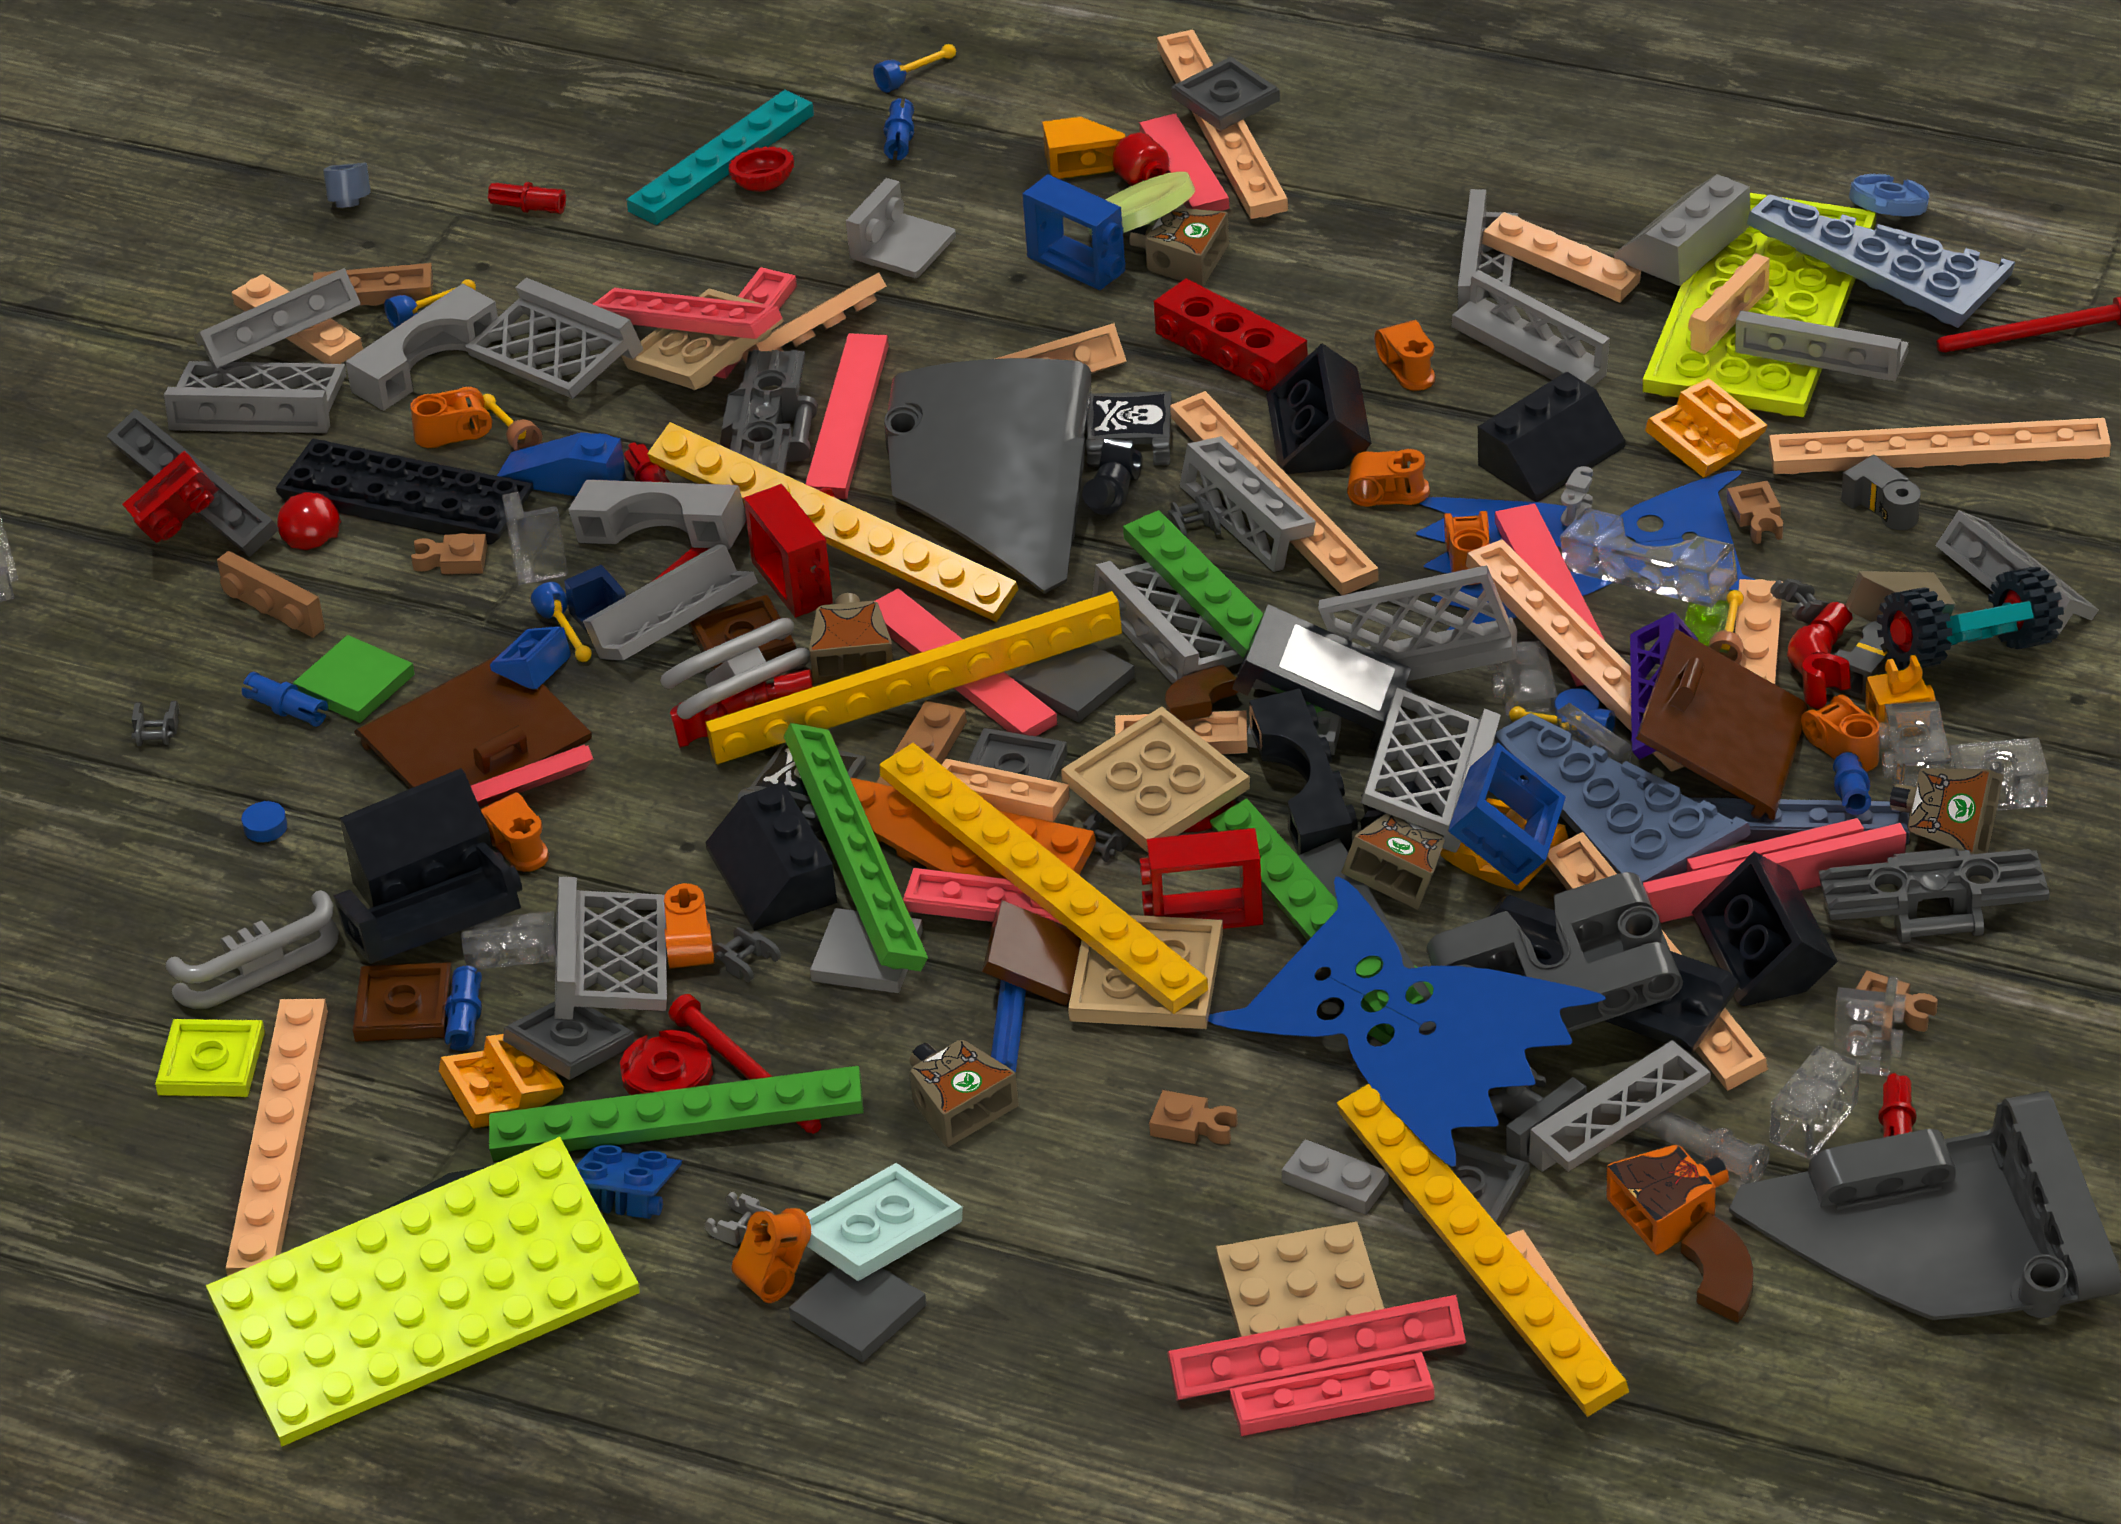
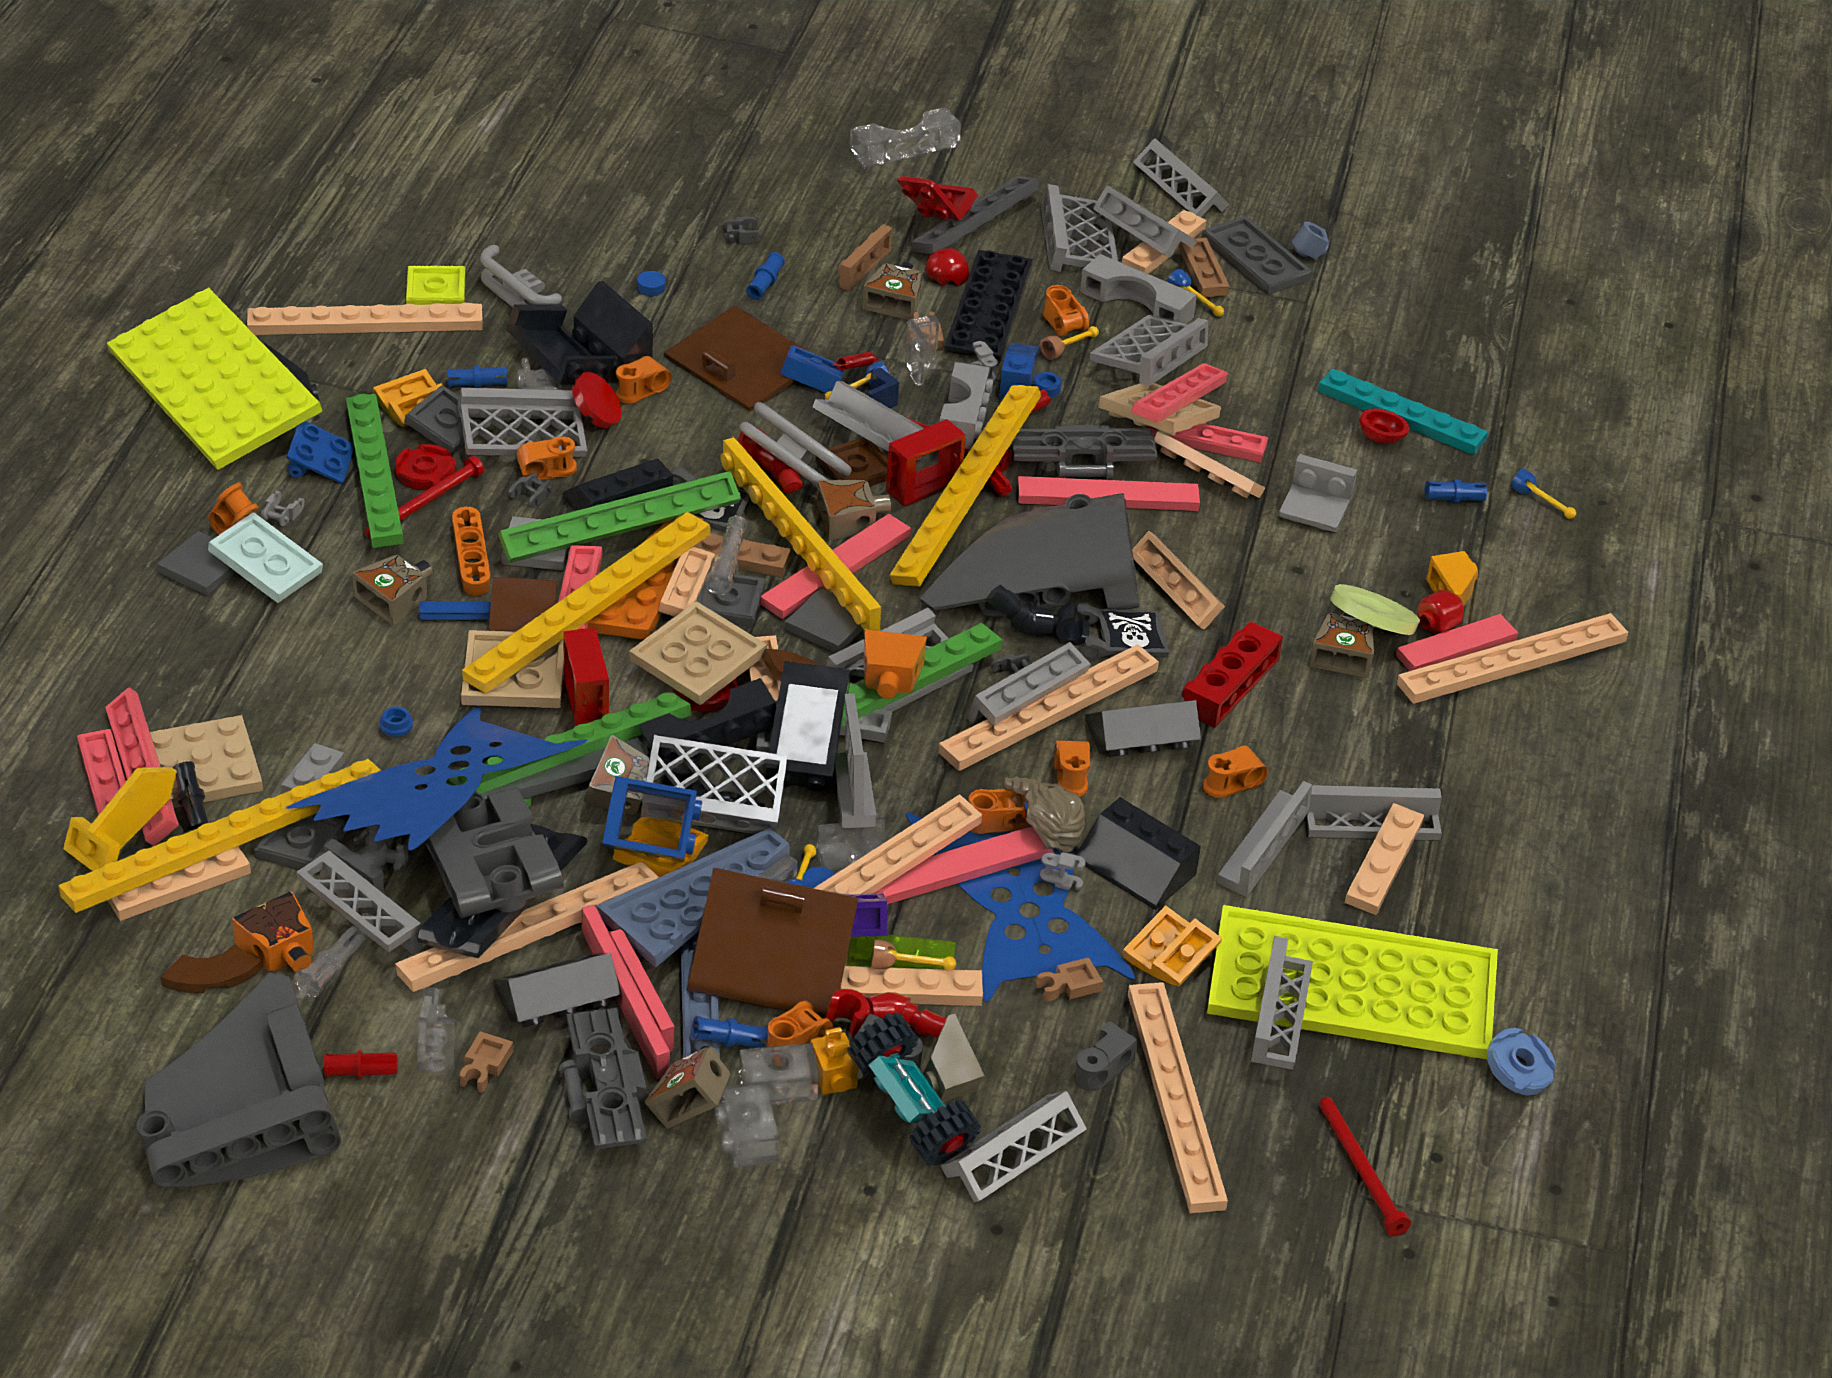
camera: 75 degrees right, 0 degrees up
(155, 280) = (1185, 175): none -> light grey fence
(346, 241) = (1257, 255): none -> dark grey tile
(355, 678) = (793, 304): bright green tile -> none
(361, 568) = (893, 291): none -> dark tan torso
(402, 1001) = (487, 351): reddish brown tile -> none
(521, 615) = (855, 361): none -> red piece
(528, 197) = (1324, 326): red axle -> none
(532, 775) = (687, 374): coral tile -> none
(553, 486) = (985, 356): none -> light grey piece
(572, 867) = (597, 400): none -> red tile
(874, 1021) = (472, 550): none -> orange beam
(970, 747) = (725, 563): none -> clear pin
(1045, 239) = (1328, 565): blue window -> none
(1187, 1116) = (371, 699): medium nougat plate -> none
(1225, 93) = (1539, 650): dark grey tile -> none
(1230, 585) = (892, 661): none -> orange torso
(1242, 1089) = (396, 722): none -> blue plate
(1398, 1282) = (187, 777): none -> black pin
(1489, 1380) = (121, 819): none -> yellow piece
(1494, 480) = (1051, 811): none -> dark tan hair
(1688, 571) = (964, 925): clear arch -> none
(1690, 231) = (1412, 921): light grey slope -> none
(1720, 312) = (1318, 944): light nougat plate -> none
(1796, 592) = (964, 1000): dark grey piece -> none
(1814, 1102) = (367, 1011): clear brick -> none
(1886, 258) = (1412, 1063): sand blue wing -> none

